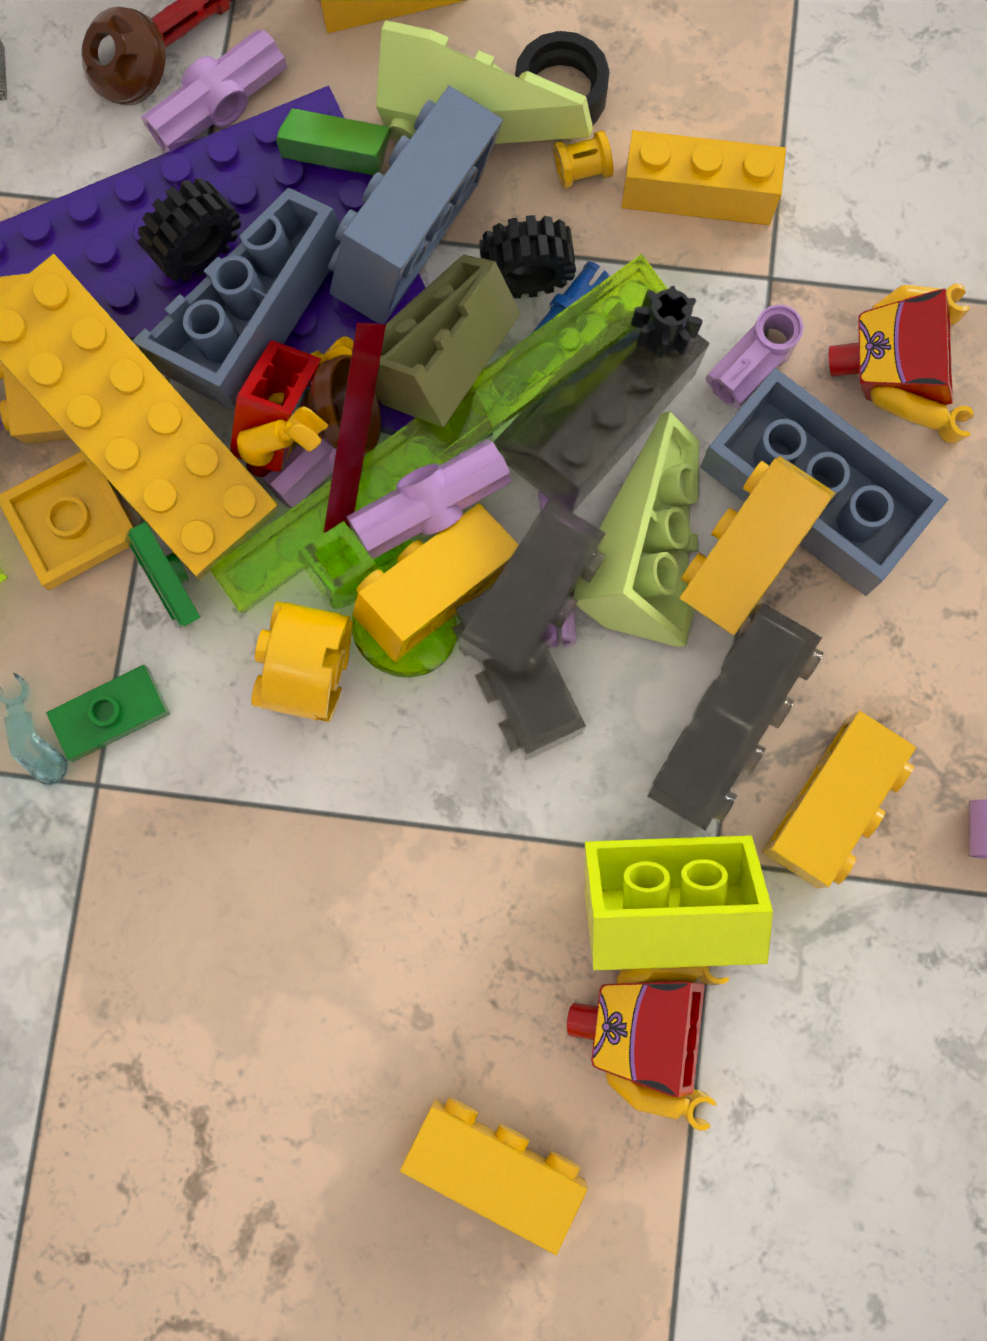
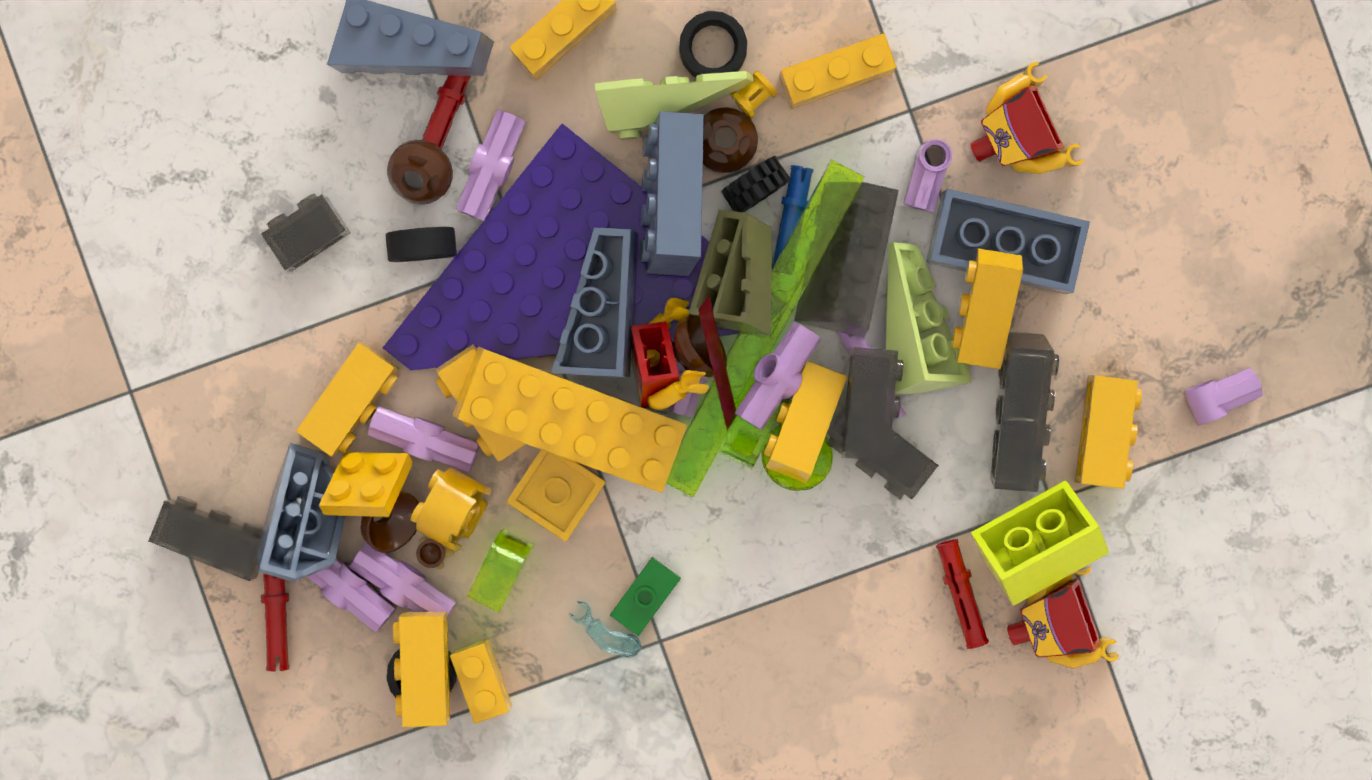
camera: 30 degrees left, 10 degrees up
(71, 129) = (421, 244): none -> black tyre
(164, 574) = (639, 499): green plate -> none
(188, 229) = (541, 280): black tyre -> none
(302, 661) = (752, 510): yellow brick -> none
(333, 141) = (591, 165): bright green slope -> none
(496, 206) = (741, 153): none -> reddish brown piece
(496, 1174) = (1010, 741): yellow brick -> none
(532, 925) = (961, 590): none -> red pin
(666, 321) = (862, 194): black gear -> none

